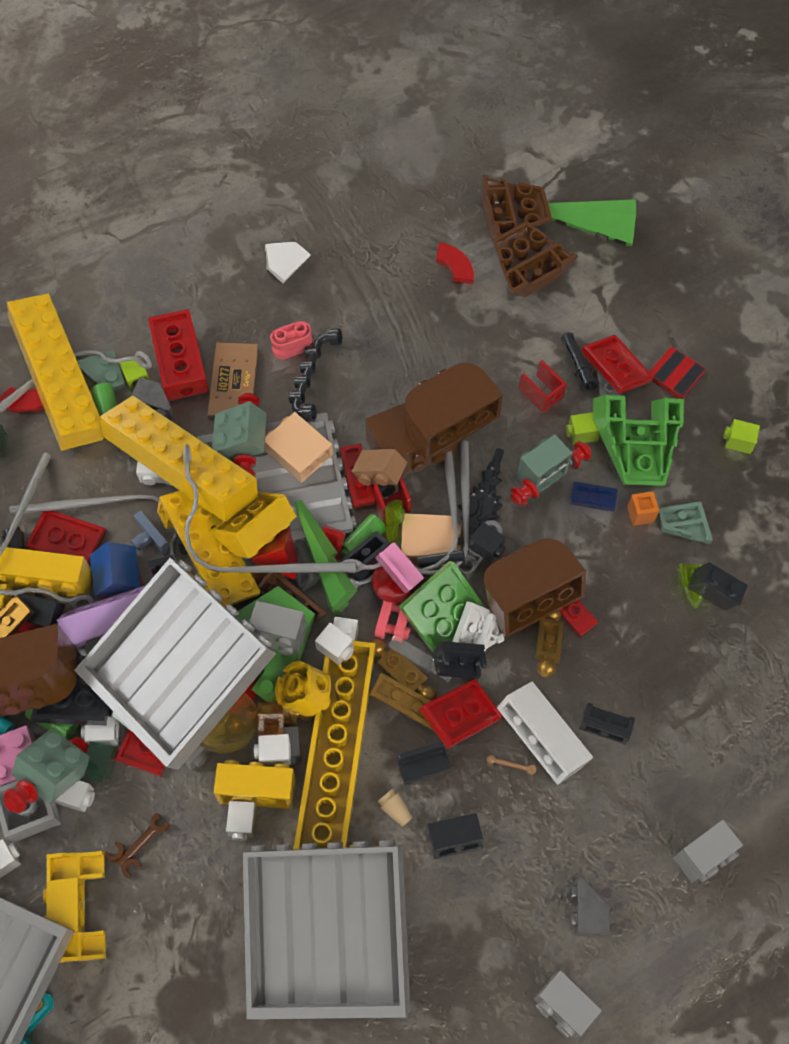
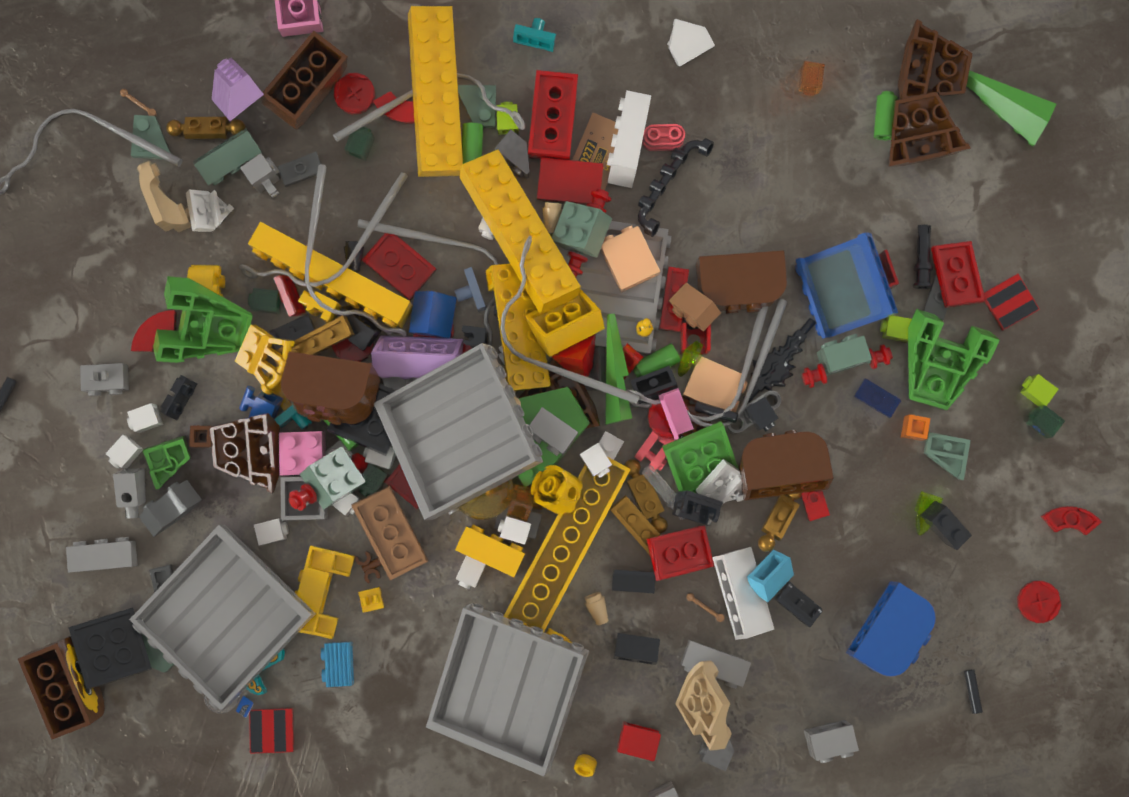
camera: 20 degrees right, 20 degrees up
(120, 985) = (338, 664): none -> dark azure brick
(135, 809) = (389, 532): none -> medium nougat tile
(138, 298) = (534, 36): none -> teal tile
(138, 896) = (371, 599): none -> yellow tile
(202, 403) = (568, 180): none -> red tile
(204, 431) = (551, 215): none -> tan cone
(257, 350) = (629, 138): none -> white wedge
(336, 501) = (644, 325): none -> yellow hinge
(409, 251) = (811, 78): none -> clear orange brick
(449, 994) = (585, 765): none -> yellow tile
(450, 408) = (777, 281): reddish brown brick -> none
(456, 262) = (853, 105): red tile -> none
(489, 261) = (884, 115): none -> bright green brick
(498, 939) = (638, 741): none -> red piece
(530, 404) = (846, 286): none -> clear light blue panel
(547, 819) = (731, 668): none -> light grey brick
(556, 862) = (705, 705): none -> tan slope
(565, 701) = (771, 575): none -> medium azure brick
(717, 709) = (894, 631): none -> blue brick
(762, 461) = (1045, 421): none -> clear green brick

